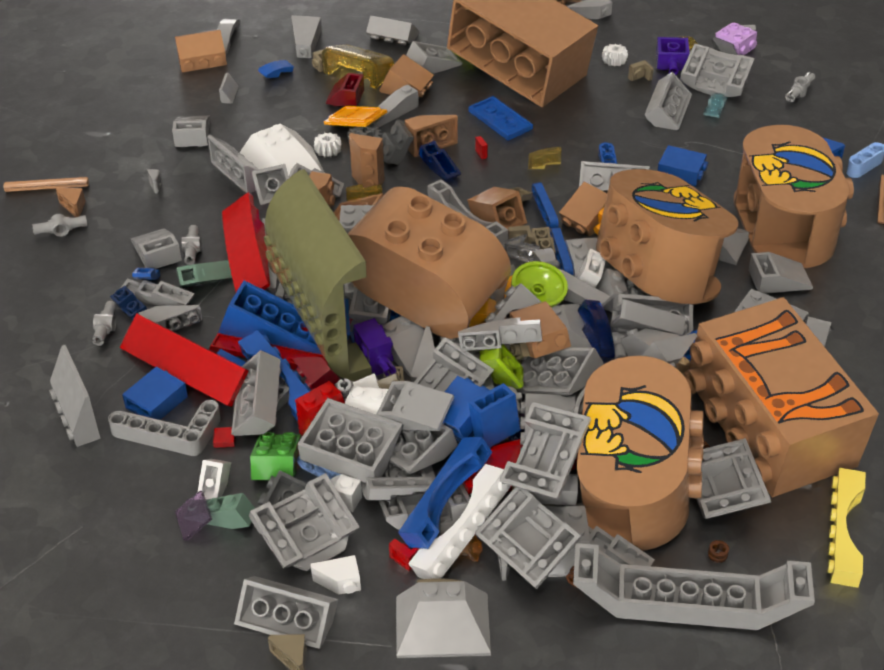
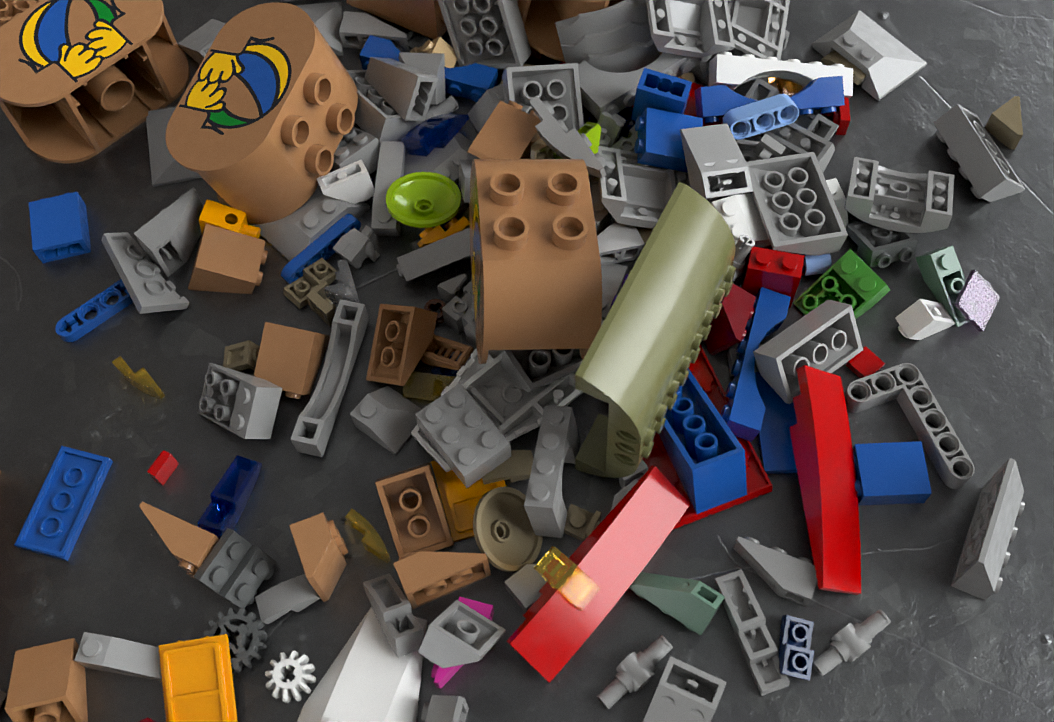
camera: 125 degrees left, 20 degrees up
(146, 273) = (742, 663): blue slope -> none
(253, 218) = (567, 578): none -> clear yellow slope
(337, 575) = (908, 144): white slope -> none
(402, 454) = (768, 148): none -> light grey tile
(430, 465) = (772, 117): none -> light blue beam
(481, 177) = (239, 402): none -> light grey slope
(544, 205) = (242, 318): blue beam -> none

